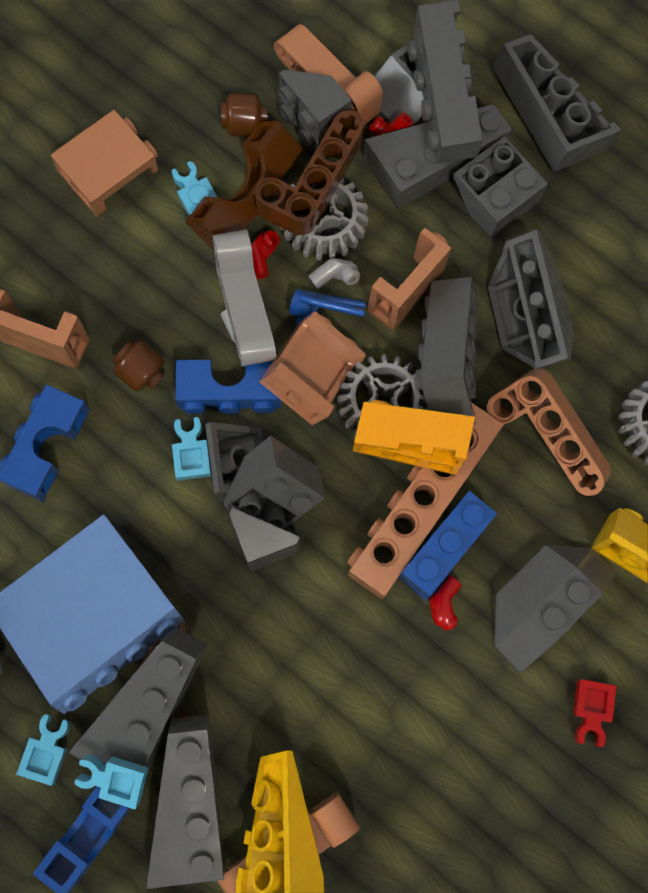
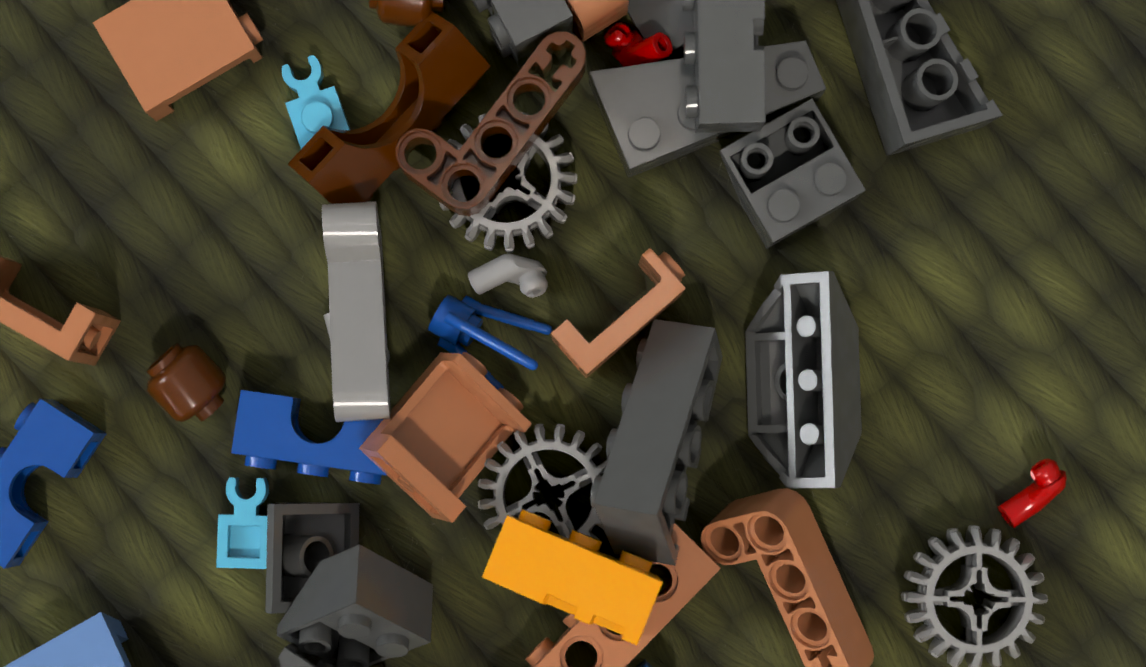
camera: 15 degrees right, 10 degrees up
(262, 248) = (400, 221): red arm -> none

